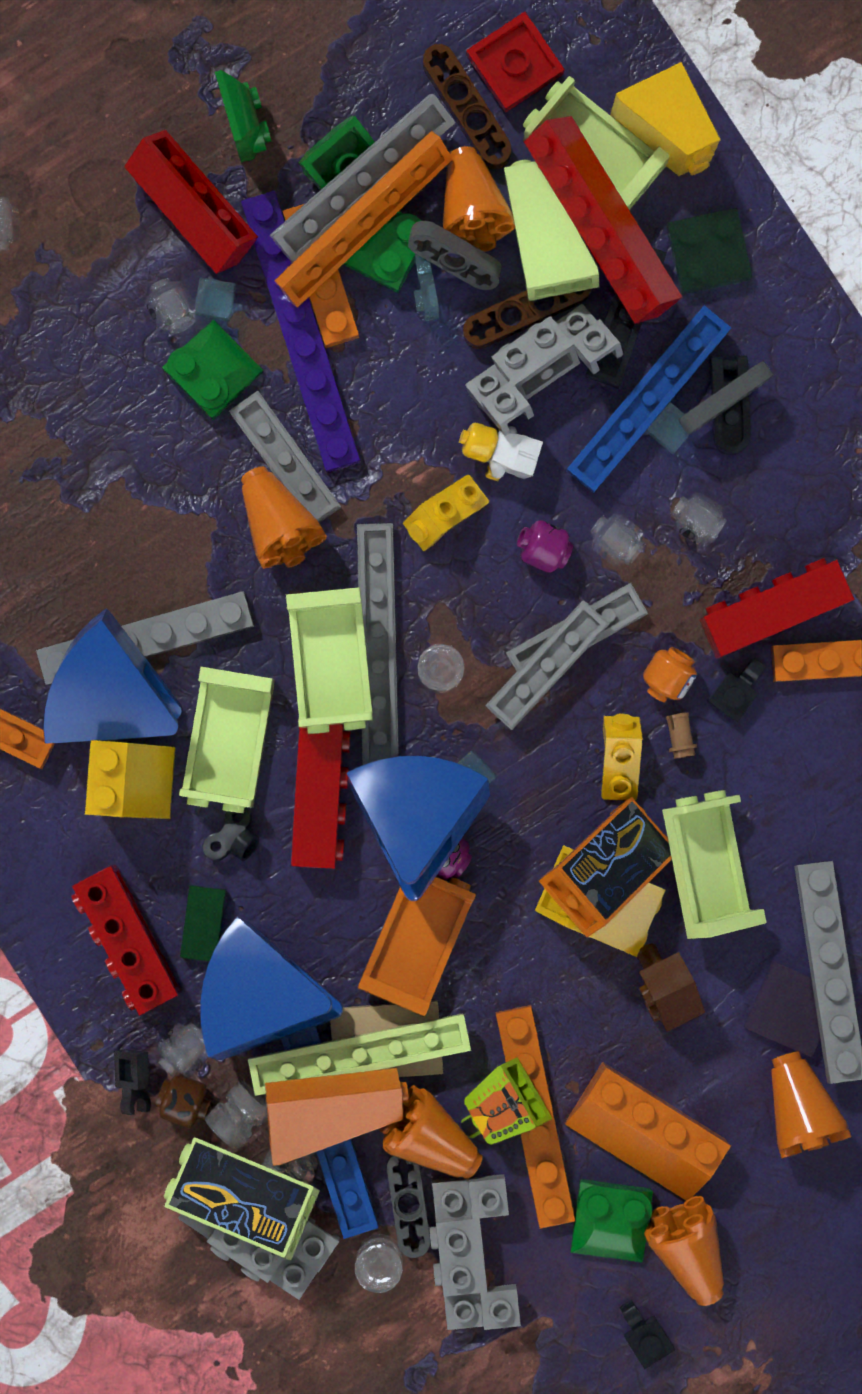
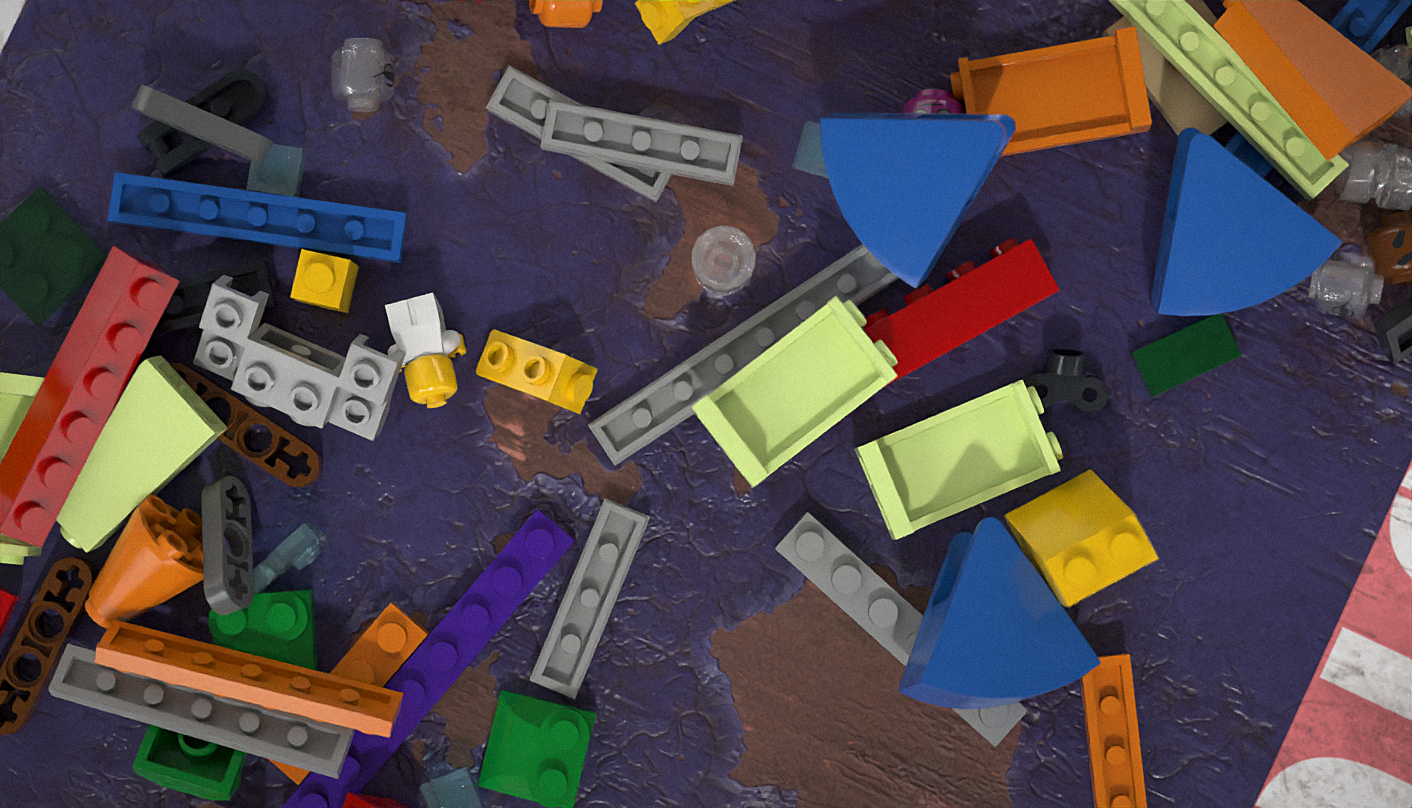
camera: 120 degrees left, 0 degrees up
(126, 939) = (1262, 428): red brick -> none
(278, 520) = (668, 559): orange cone -> none
(544, 546) = (505, 230): magenta head -> none
(582, 415) = (324, 281): none -> yellow brick
(617, 540) = (445, 151): clear head -> none

